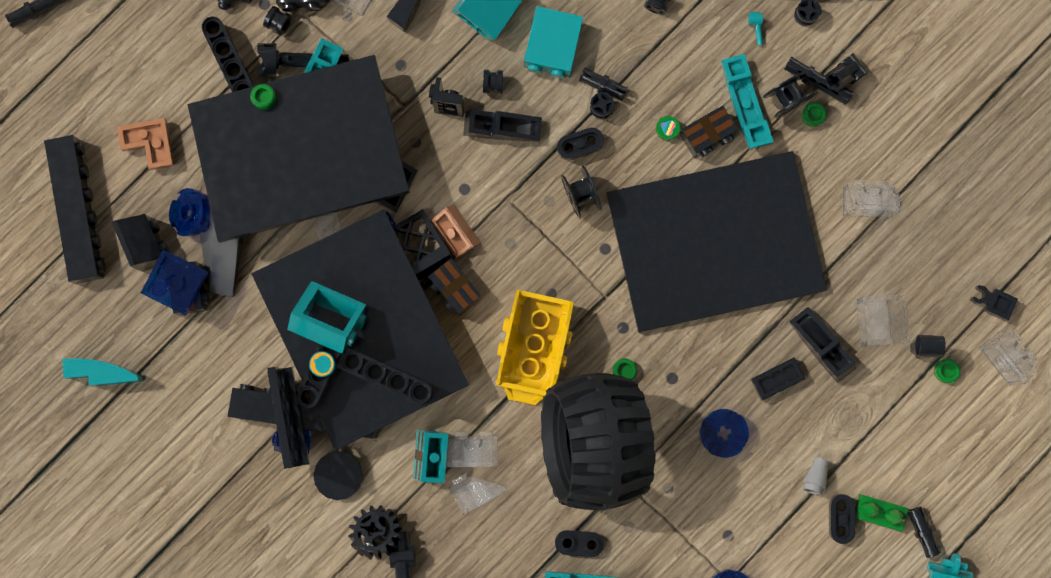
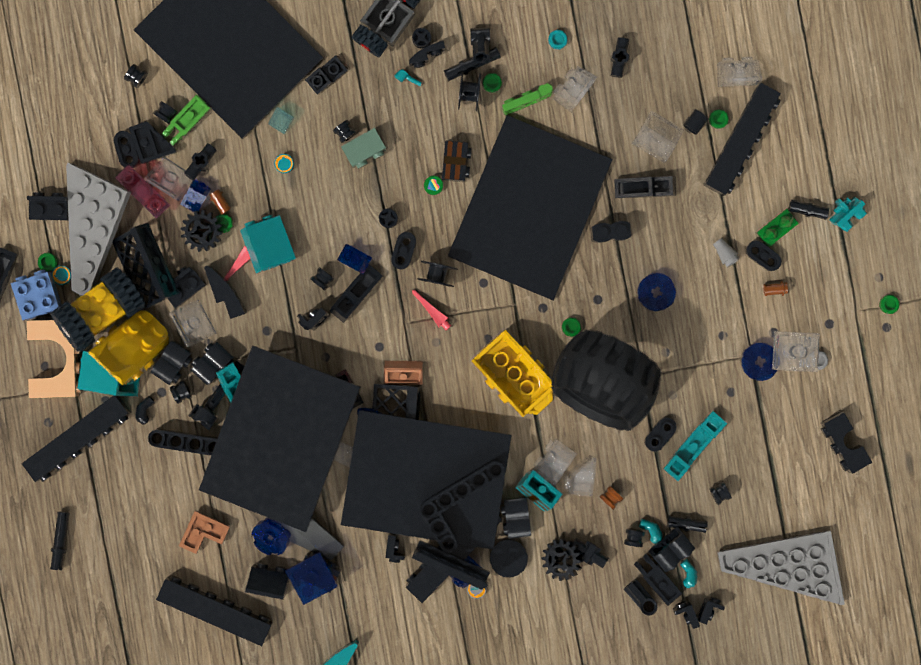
camera: 55 degrees left, 5 degrees up
(263, 97) = (229, 437): green tile -> none
(268, 344) = (392, 544): none -> black bracket
(277, 466) = (474, 592): none -> tile
(321, 332) = (411, 508): teal window -> none
(322, 364) = (434, 520): teal tile -> none
(336, 29) = (213, 361): none -> black brick
(386, 453) = (517, 517): none -> black brick
(454, 287) = (440, 399): brick -> none
(476, 538) = (611, 497): none -> dark orange wheel
(536, 99) = (354, 258): none -> clear blue bracket
(537, 226) = (439, 318): none -> coral piece
(552, 42) = (323, 221): teal brick -> none
(603, 84) = (374, 207): black pin -> none
(654, 32) = (364, 148): none -> sand green brick
(745, 102) = (453, 122): teal slope -> none
(756, 346) = (604, 232): none -> black brick
(777, 379) = (646, 232): black plate -> none
(786, 24) = (420, 58): none -> black slope
(818, 558) = (775, 289): none -> dark orange pin
(823, 160) = (528, 98): none -> bright green hinge
(906, 149) = (557, 39): none -> teal tile
(944, 219) = (618, 67): none -> black axle
(945, 409) = (742, 139): none -> black brick
(997, 303) = (699, 54): black plate -> none

